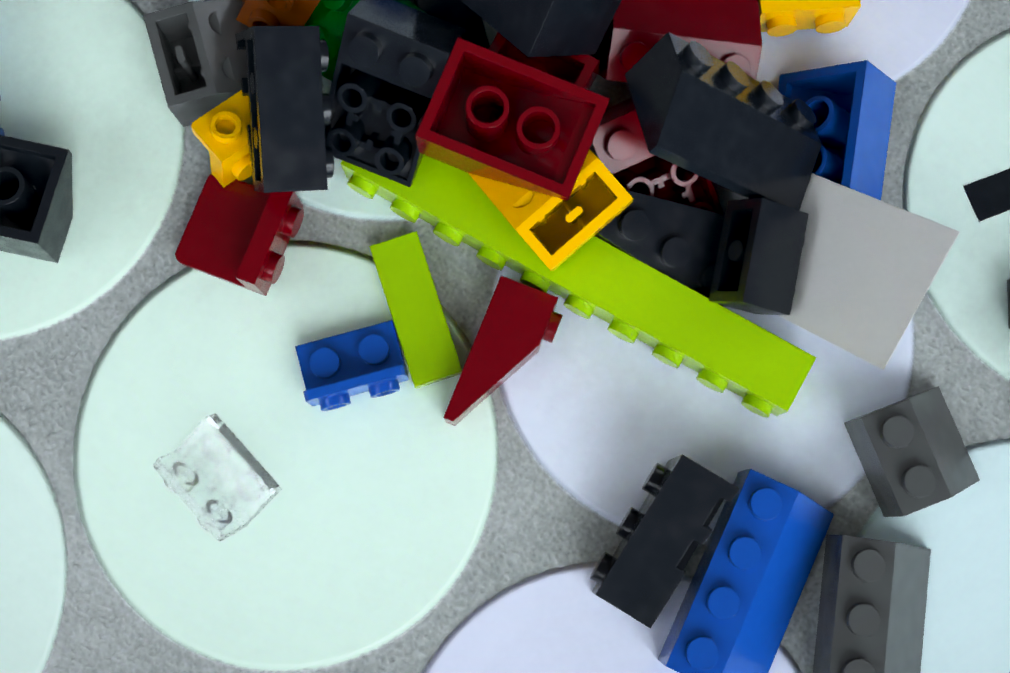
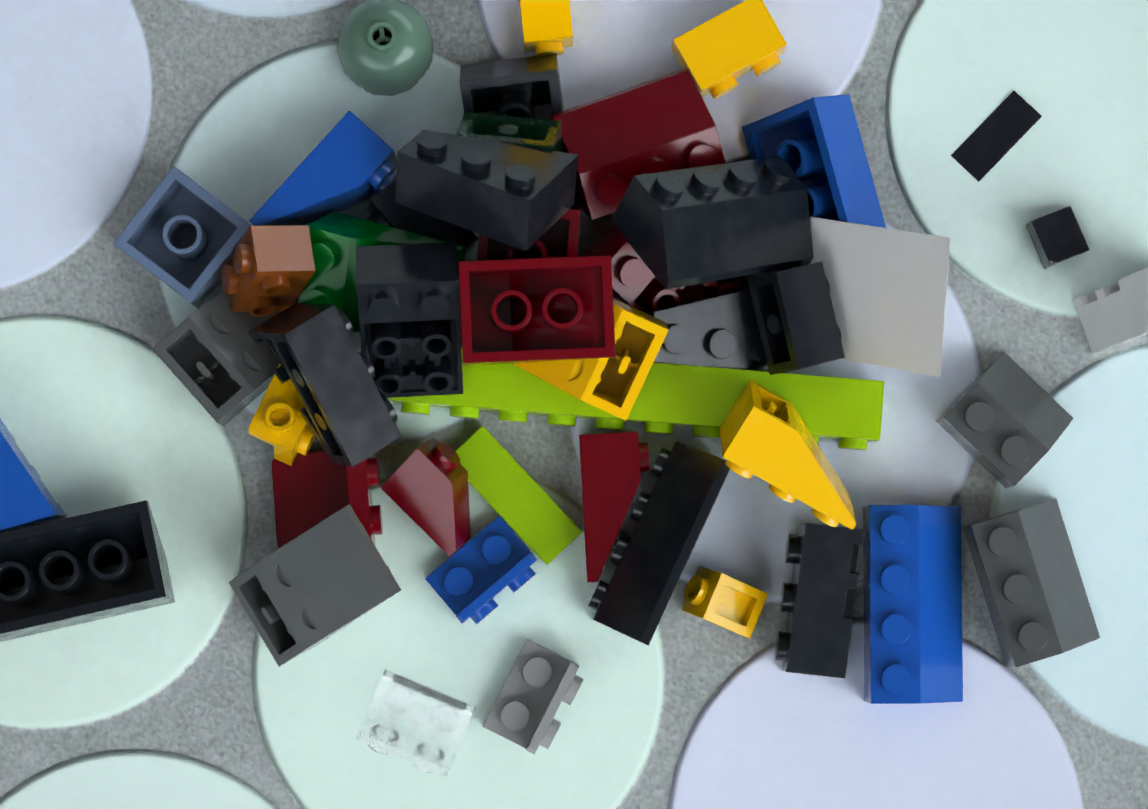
camera: 30 degrees left, 5 degrees up
(182, 299) = (314, 585): none -> dark grey slope
(340, 270) = (434, 494): none -> dark red slope
(341, 505) = (532, 697): none -> light grey bracket
(531, 412) = (661, 541): none -> black slope
(566, 499) = (724, 601): none -> yellow bracket
(686, 363) = (772, 442): none -> yellow slope

